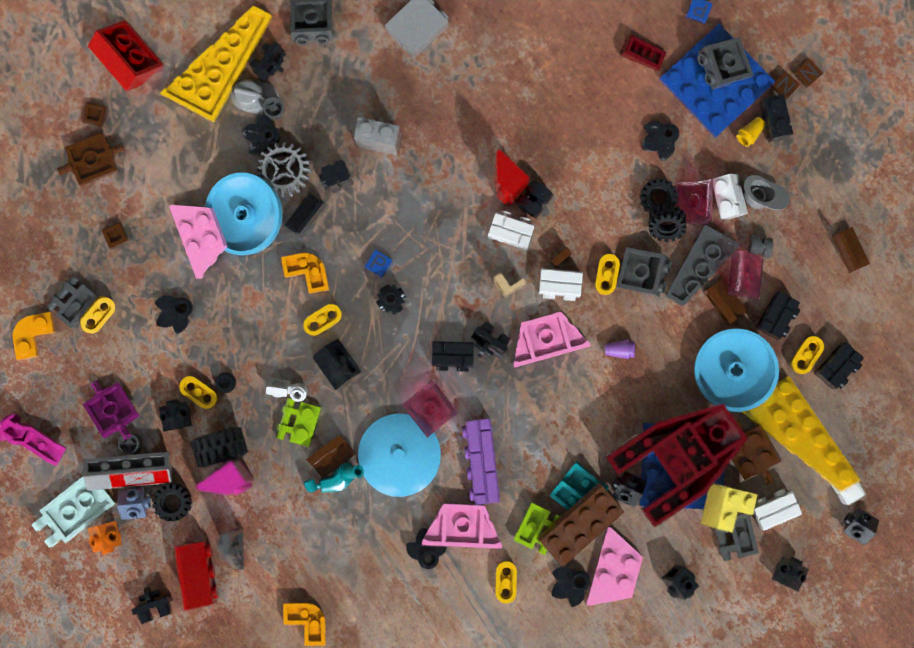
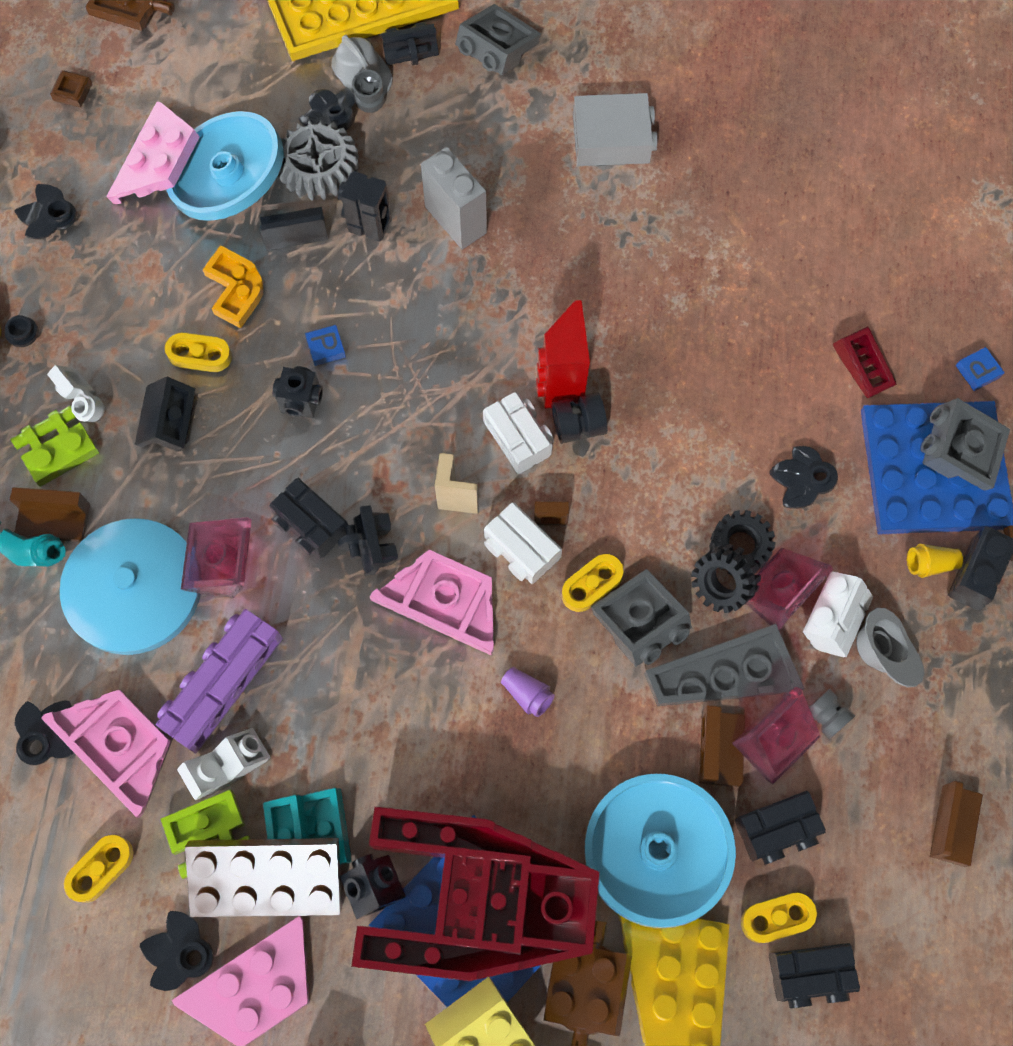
camera: 35 degrees right, 15 degrees down
(517, 494) = (224, 765): none -> white slope

